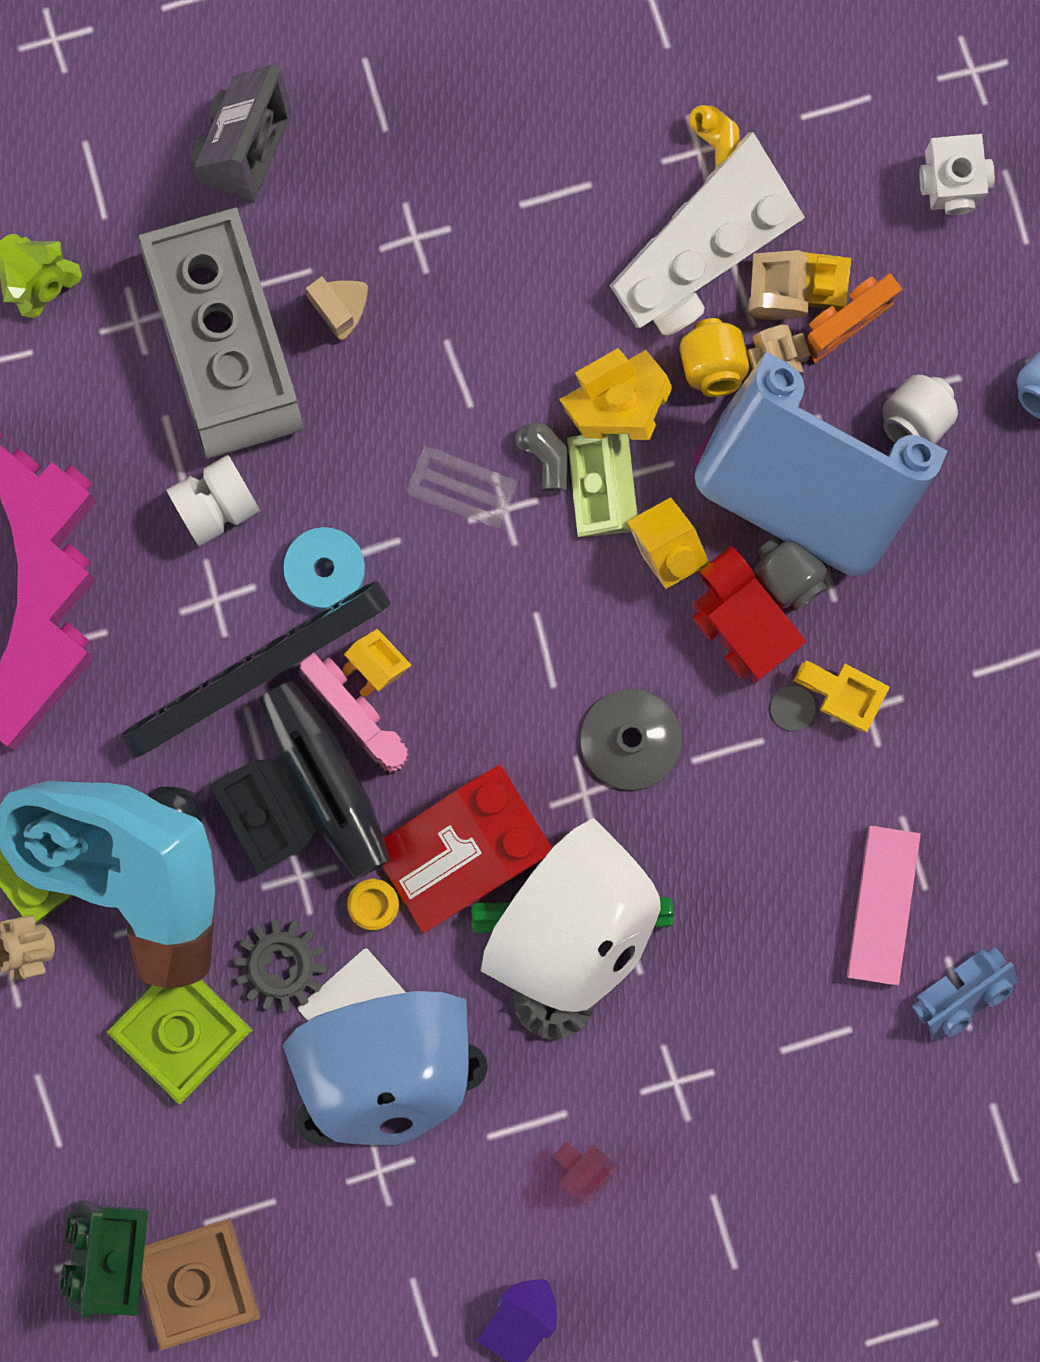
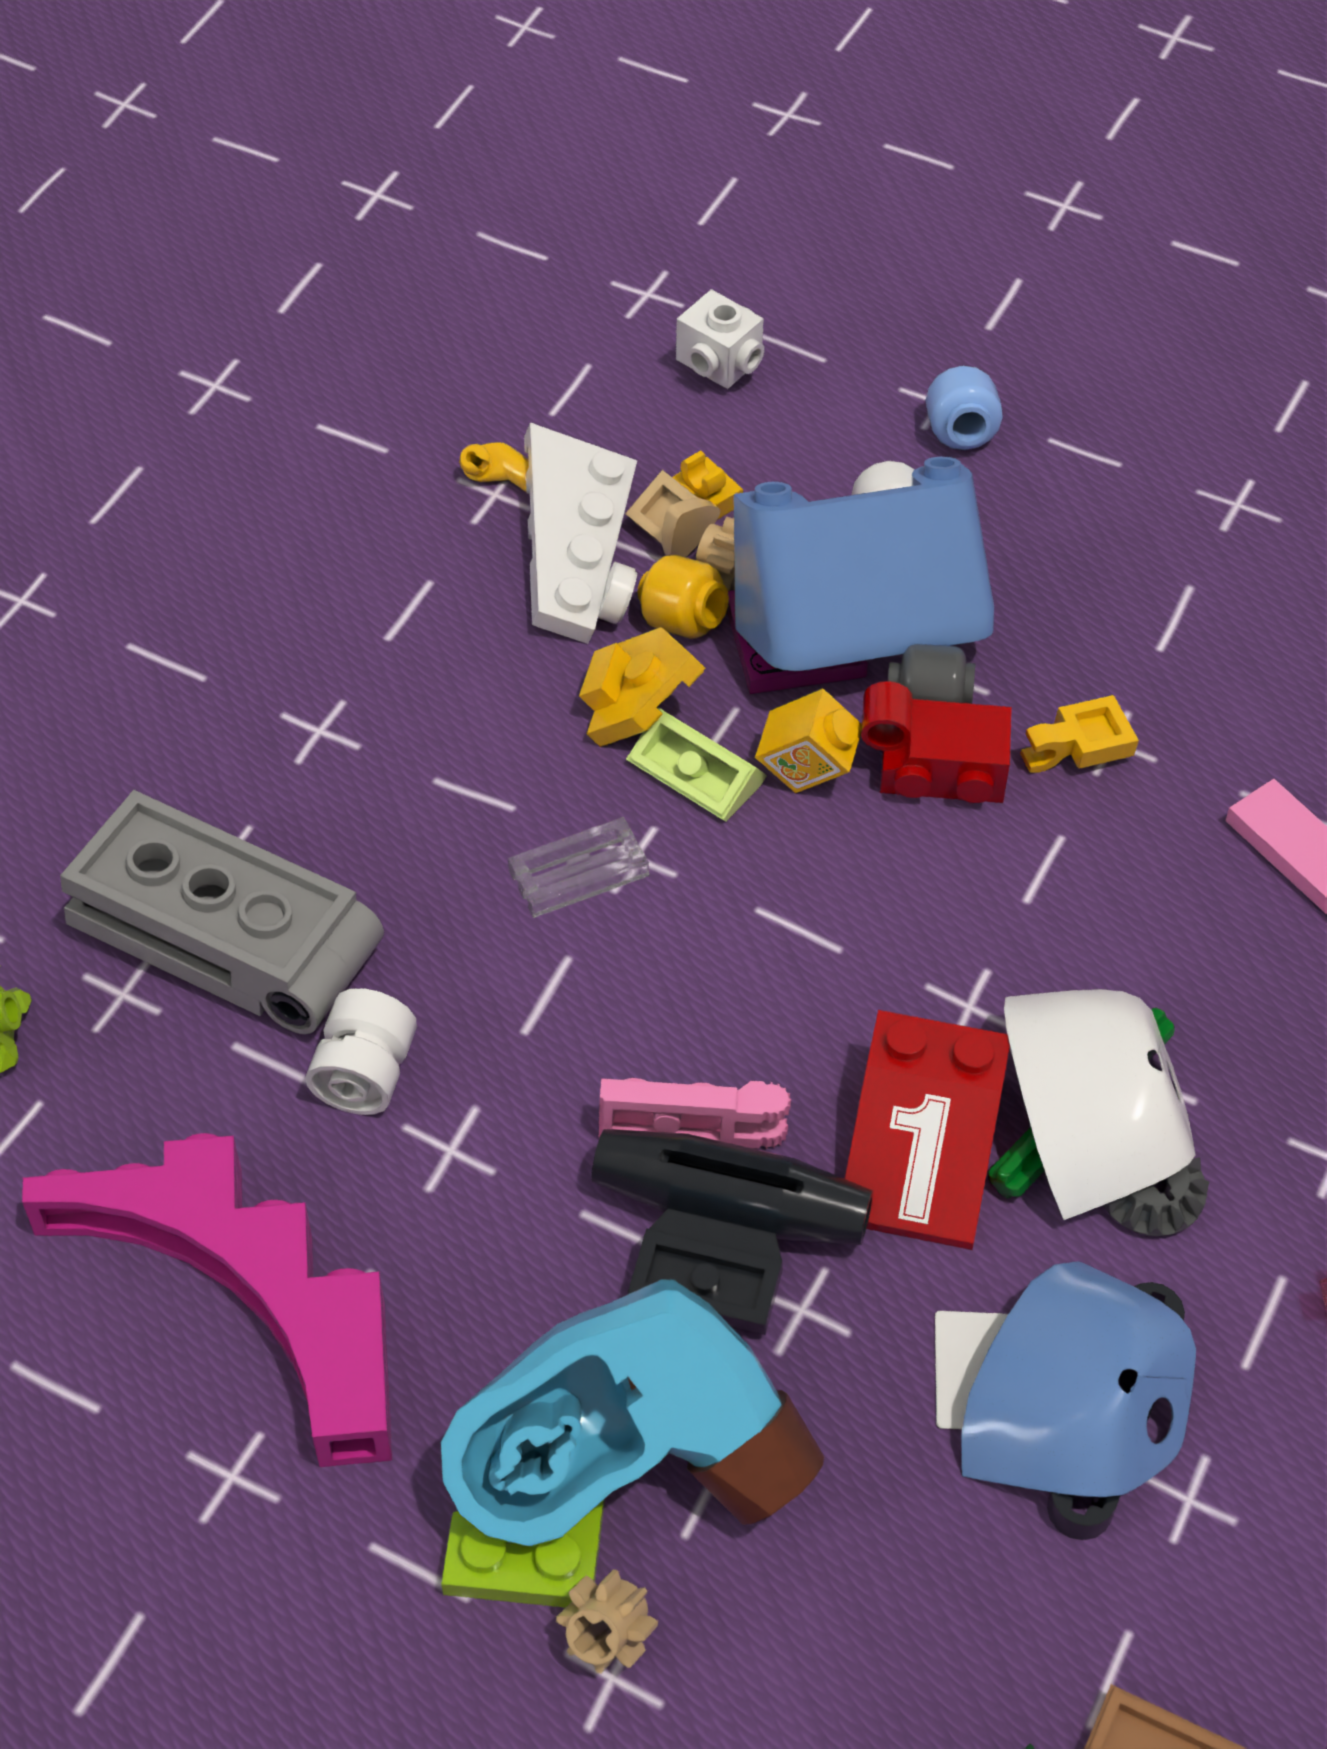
camera: 45 degrees left, 30 degrees down
(180, 1035) = (854, 1560): lime tile -> none
(244, 132) = (73, 737): dark grey slope -> none
(255, 669) = (557, 1160): black beam -> none
(300, 974) = (864, 1375): dark grey gear -> none
(317, 546) = (533, 1055): medium azure piece -> none
(339, 304) = (303, 819): tan tile -> none
(373, 904) = (899, 1263): yellow tile -> none
(376, 661) = (664, 1053): yellow tile -> none
(550, 450) = (627, 774): dark grey arm -> none
(627, 766) = (950, 948): dark grey dish -> none
(793, 708) = (1055, 792): dark grey sticker -> none
(835, 327) = (758, 453): orange plate -> none

